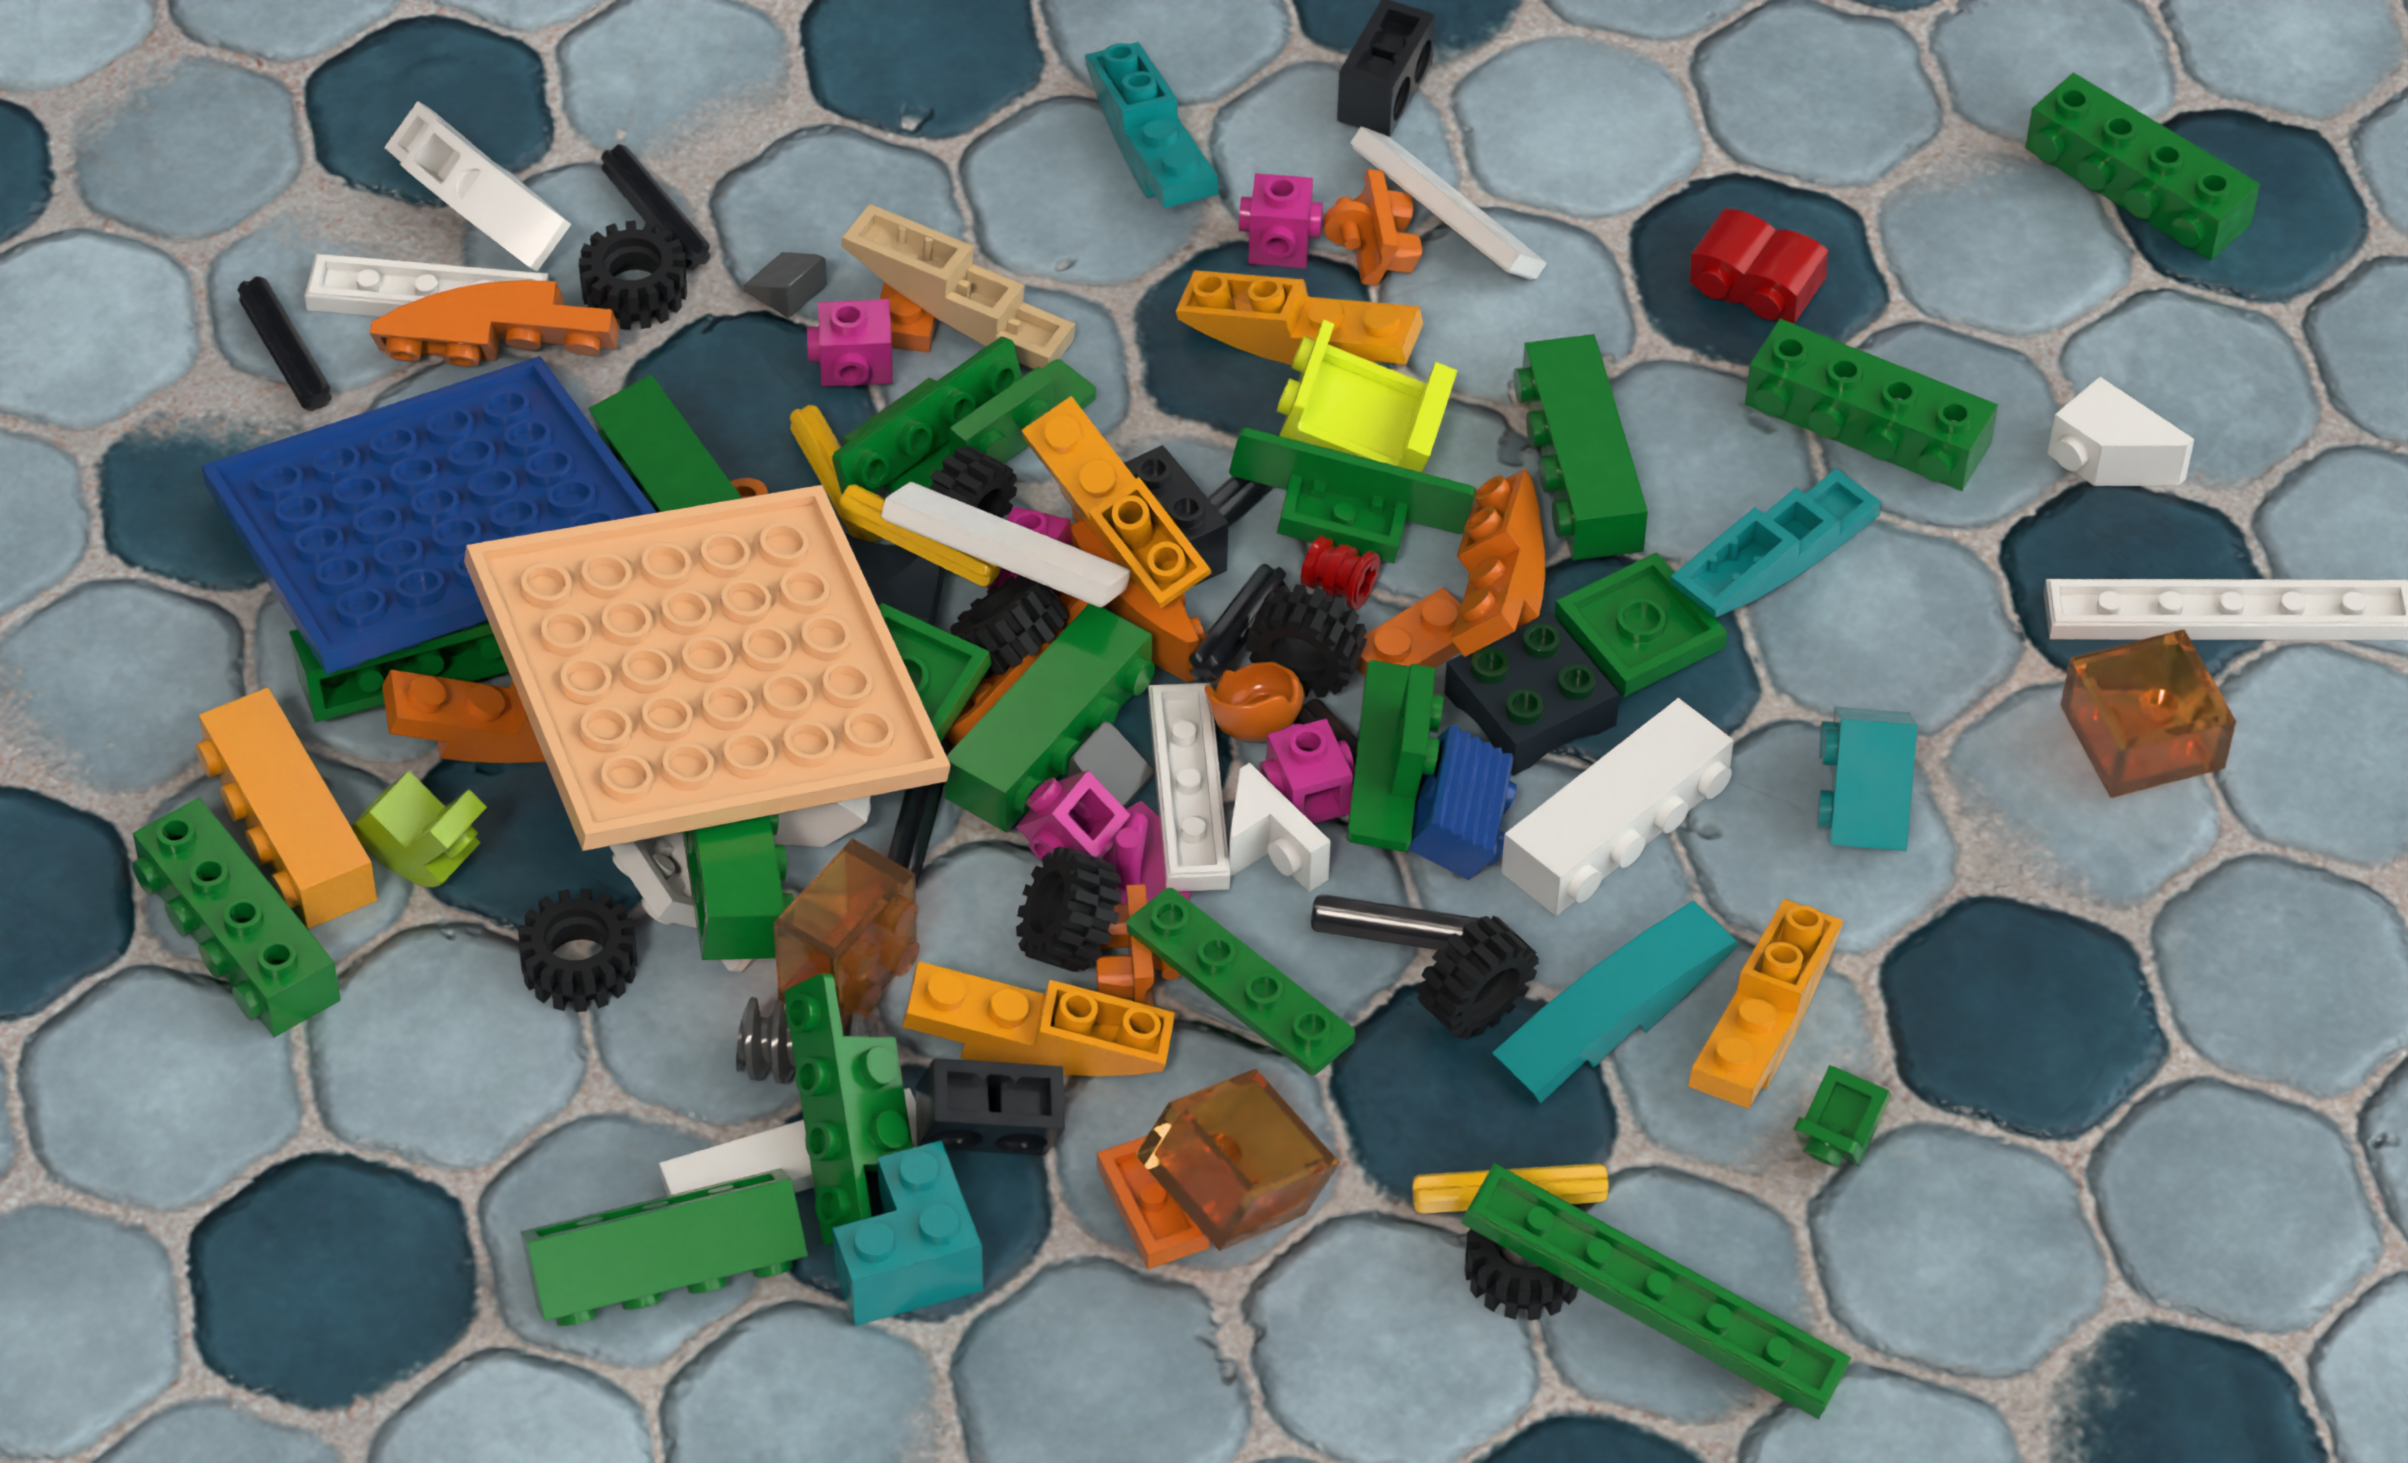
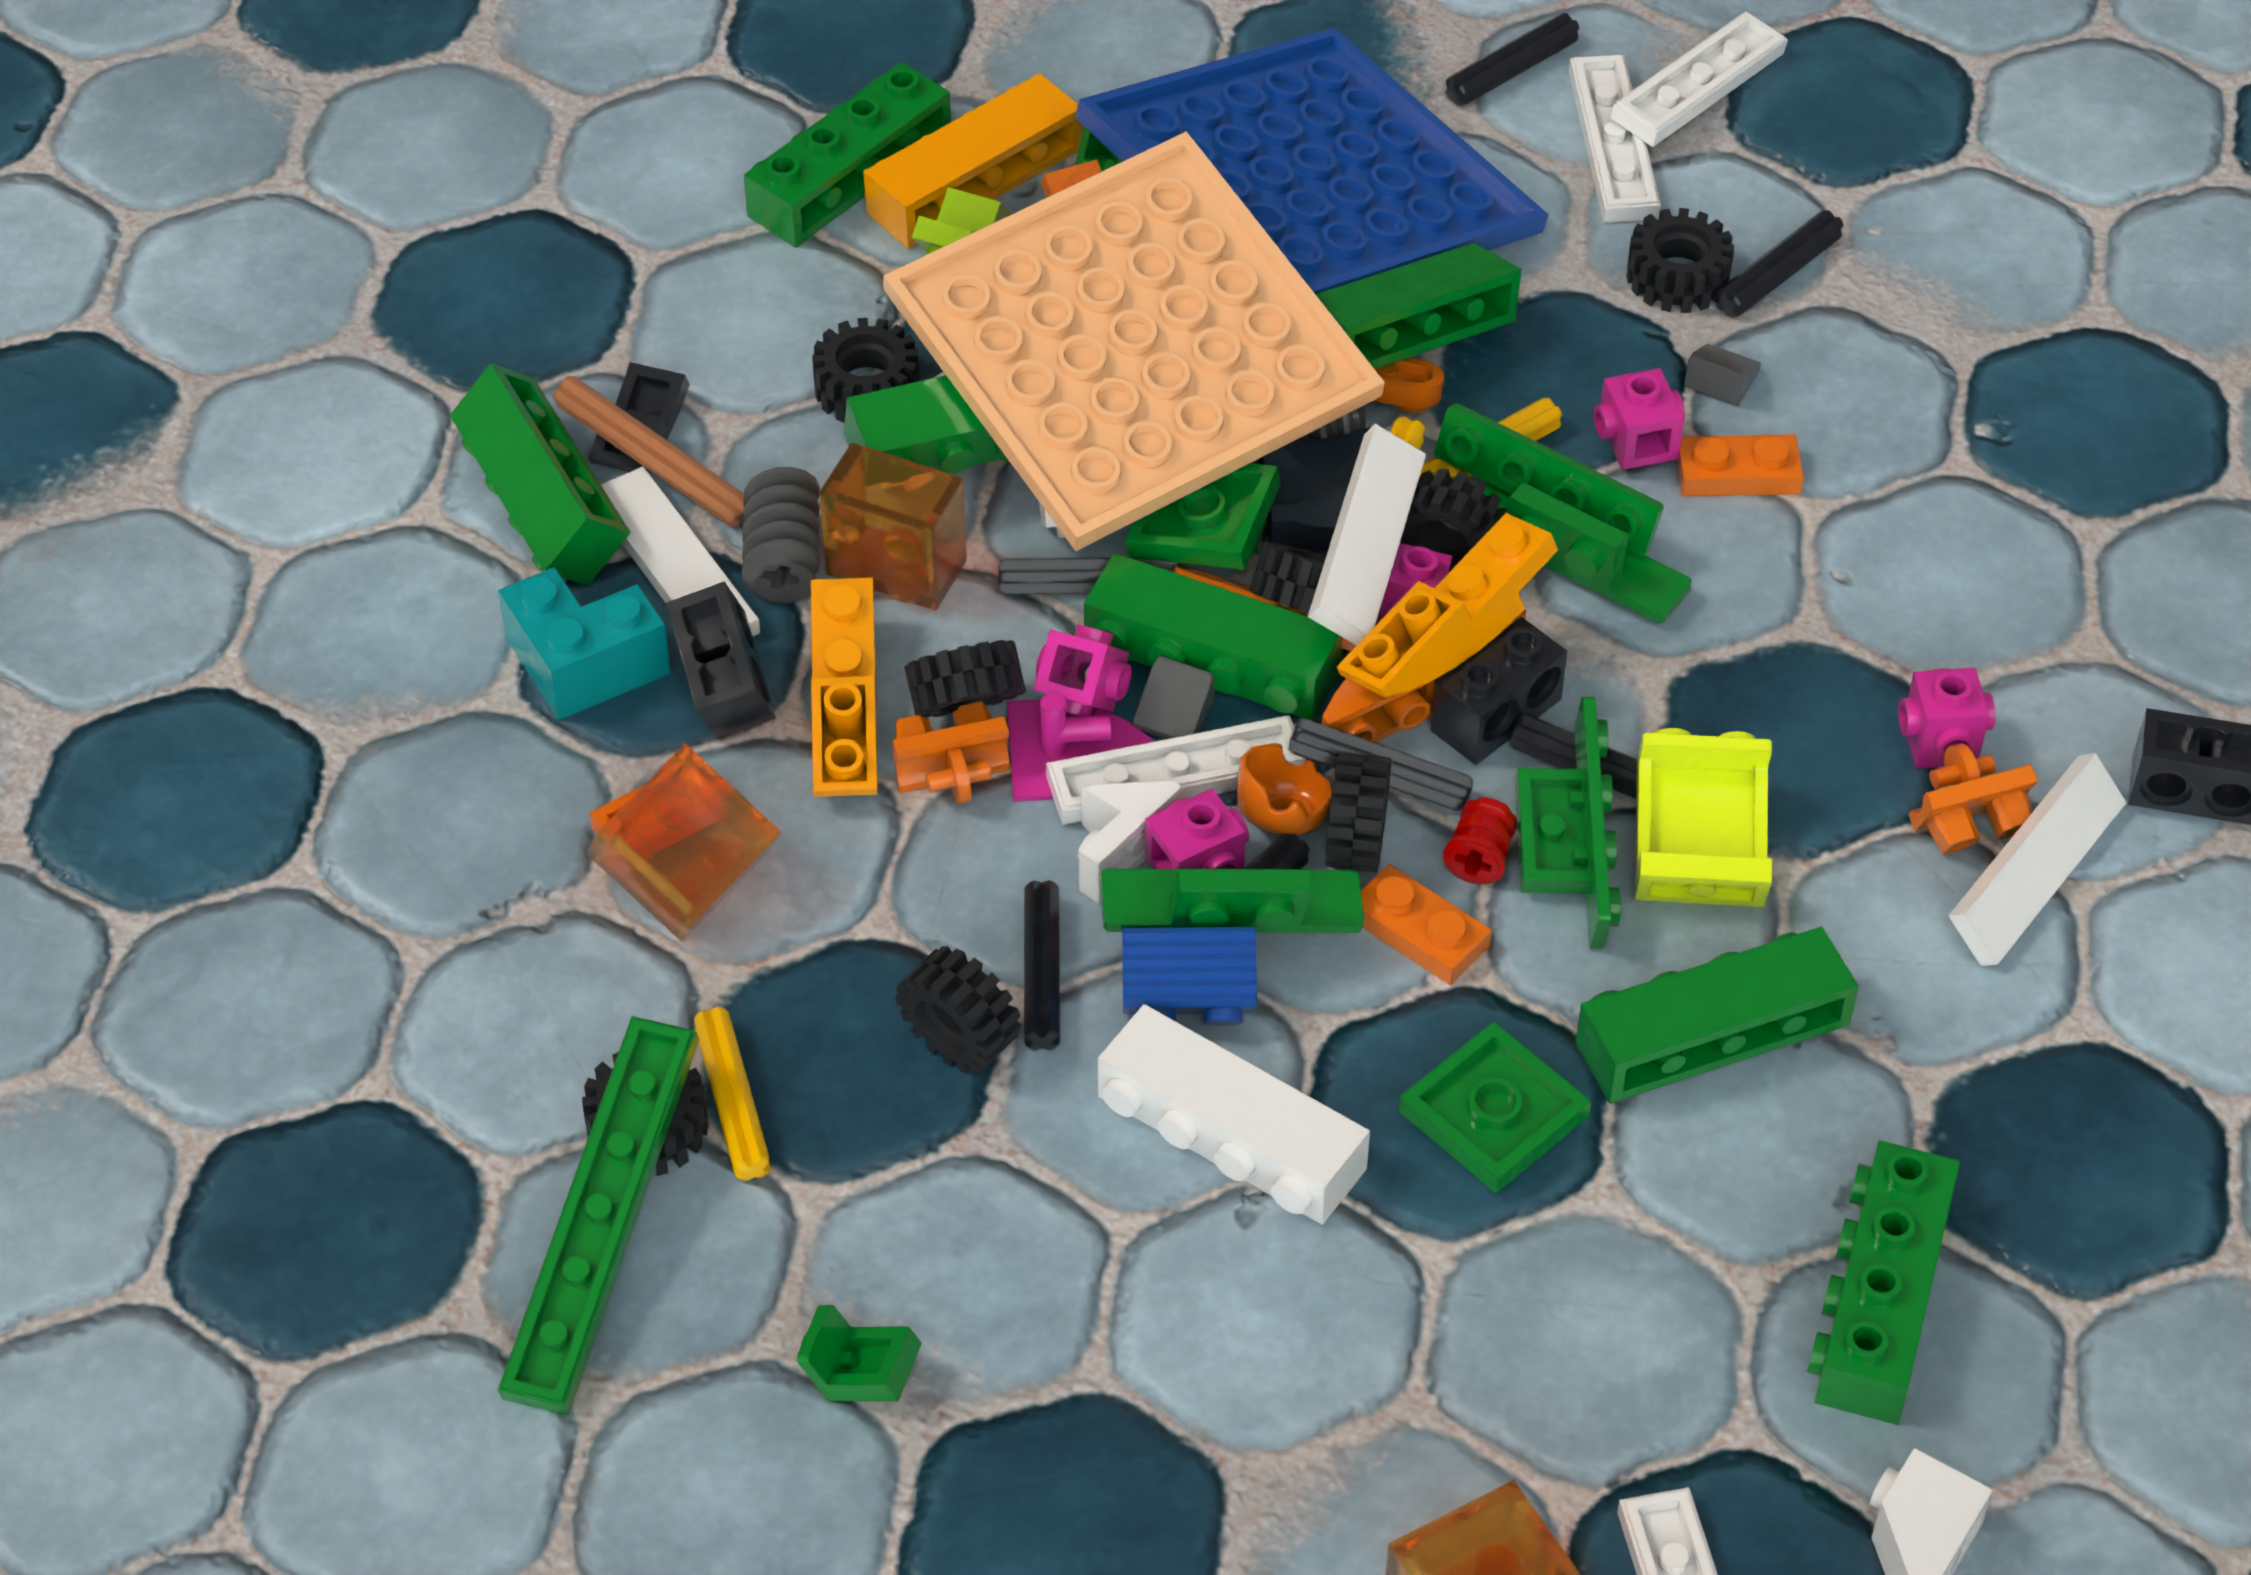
camera: 80 degrees right, 0 degrees up
(378, 203) = (1698, 79): none -> white tile
(471, 319) = (1572, 175): orange slope -> none
(477, 186) = (1732, 128): white slope -> none
(578, 1166) = (653, 399): none -> black slope
(650, 1145) = (651, 450): none -> nougat axle
(848, 1102) = (710, 553): green bracket -> none
(943, 280) = (1738, 479): tan slope -> none
(1147, 126) = (2040, 600): teal slope -> none
(1241, 981) = (906, 827): green bracket -> none
(1275, 313) = (1810, 753): light orange slope -> none
(1504, 561) = (1537, 966): orange slope -> none
(1532, 691) = (1369, 1022): black brick -> none
(1614, 998) = (979, 1142): teal slope -> none
(1758, 266) = (2058, 1150): red brick -> none
(1768, 1005) = (992, 1281): light orange slope -> none
(1776, 545) = (1634, 1209): teal slope -> none
(1871, 777) = (1321, 1314): teal brick -> none

